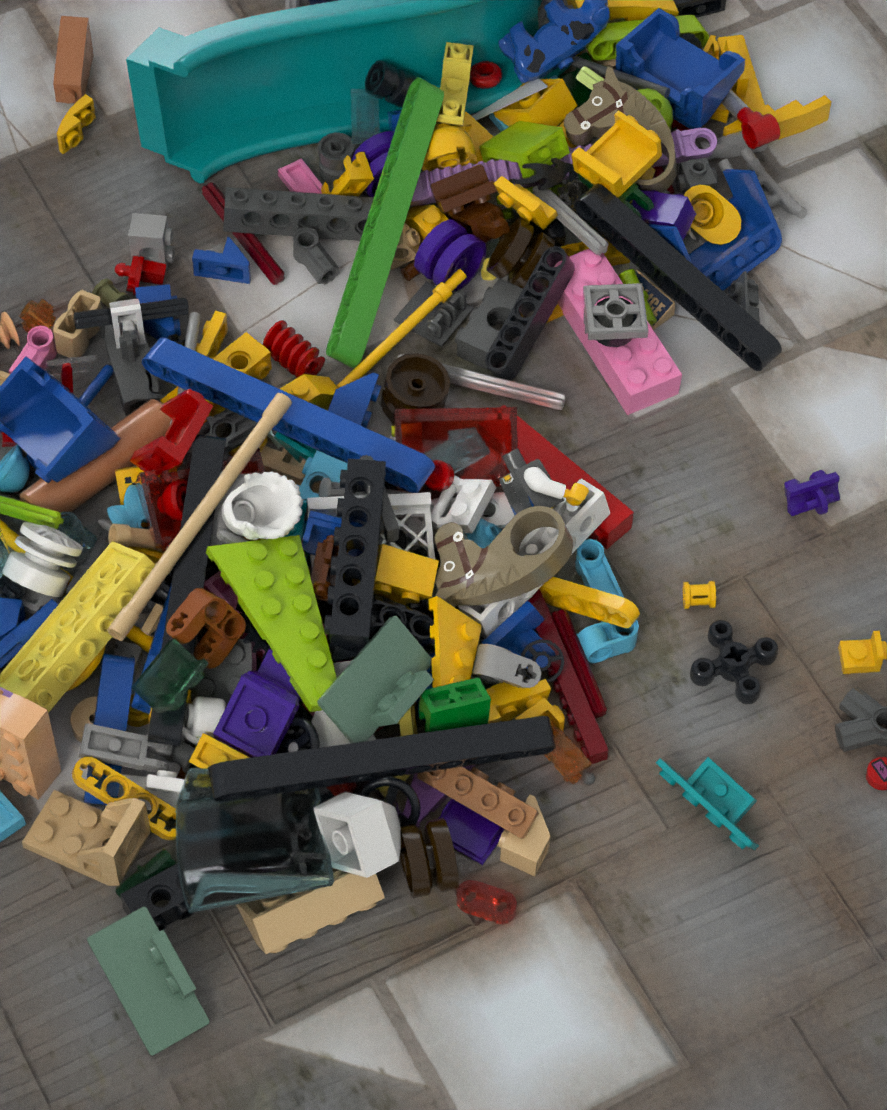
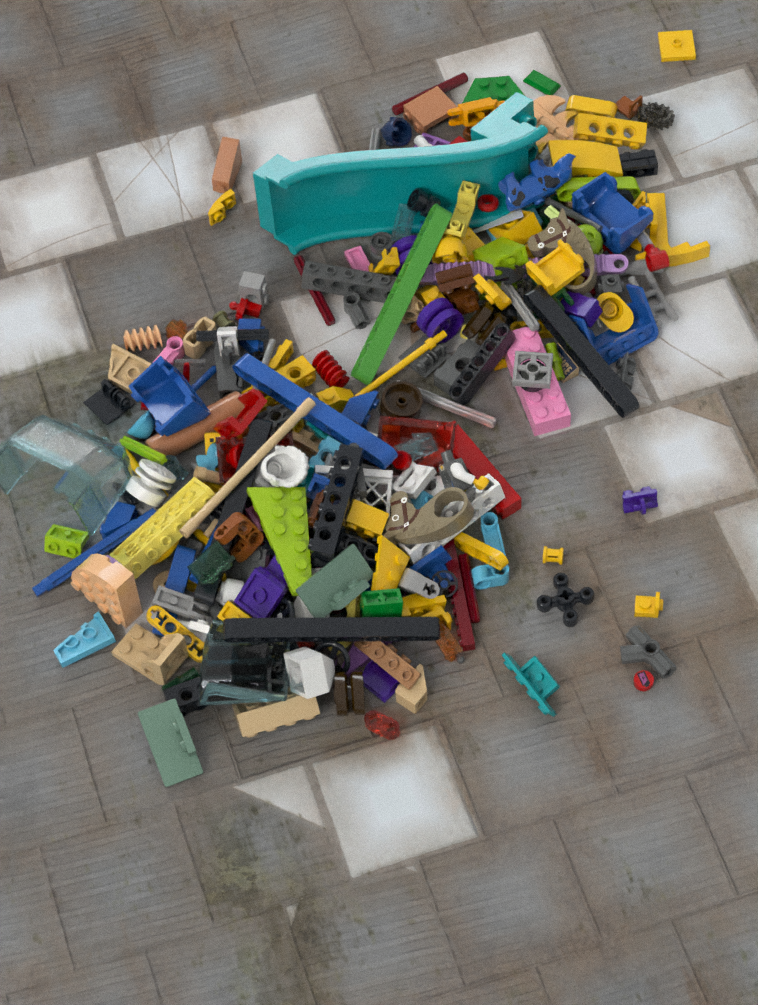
camera: 15 degrees right, 0 degrees up
(227, 266) = (300, 310): blue slope -> none

